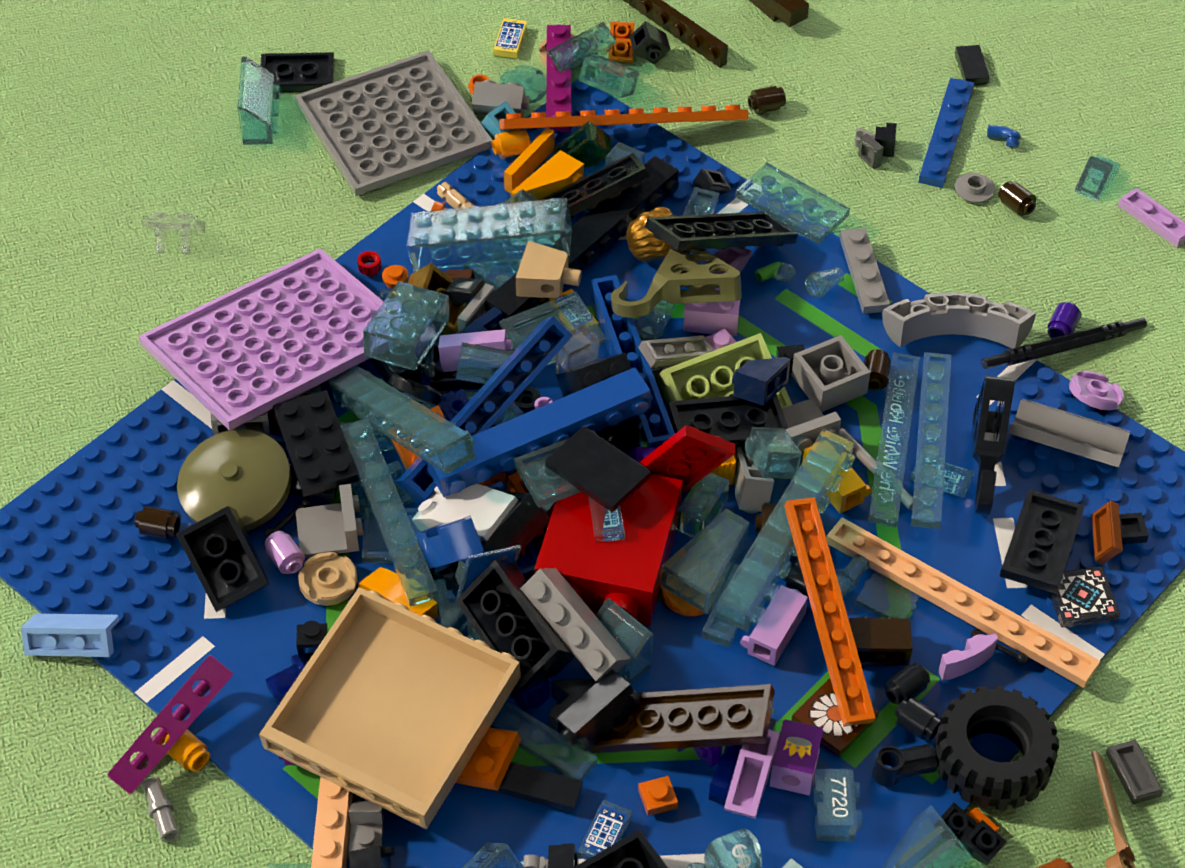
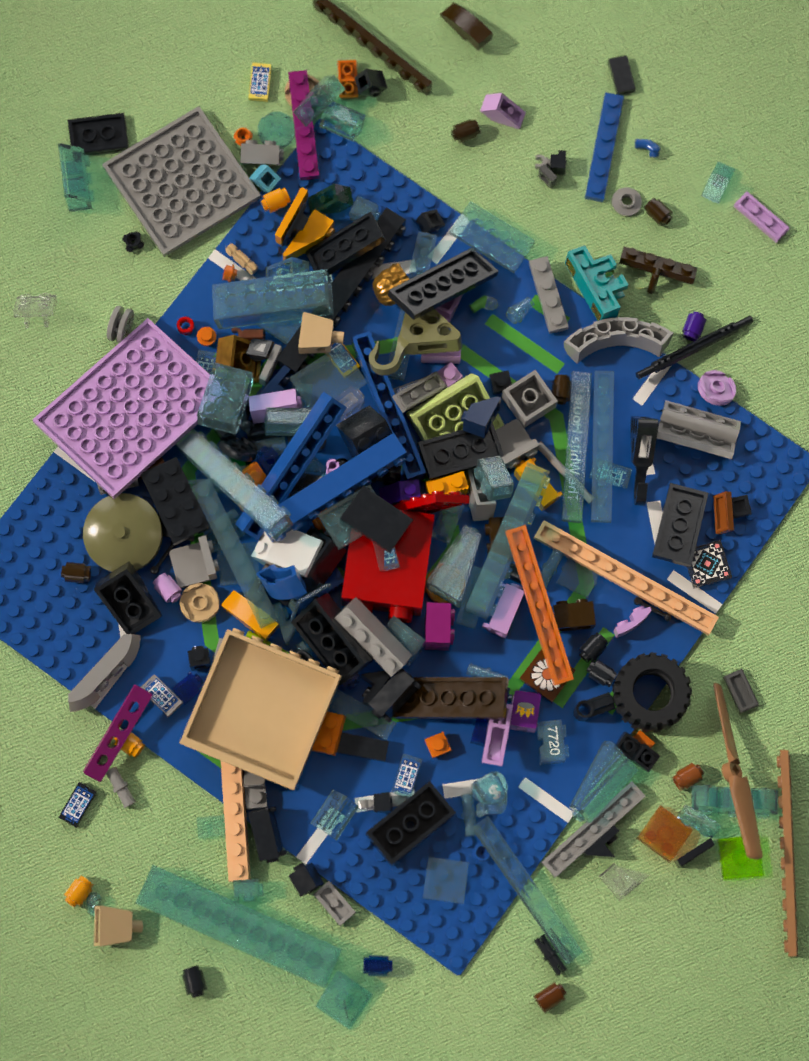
camera: 10 degrees left, 25 degrees up
(69, 635) = (34, 665): light blue panel -> none
(90, 829) = (77, 804): none -> tile
(168, 647) = (121, 653): none -> light grey brick
(250, 691) = (162, 695): none -> tile
(280, 249) = (120, 324): none -> light grey head
(318, 176) = (130, 237): none -> black plate
(532, 160) = (298, 224): none -> black piece
(613, 117) = (355, 169): orange plate -> none
(675, 630) = (438, 626): none -> magenta brick
(816, 83) = (502, 110): none -> lavender slope
(930, 255) = (597, 282): none -> teal piece
(1013, 253) = (657, 266): none -> dark brown plate

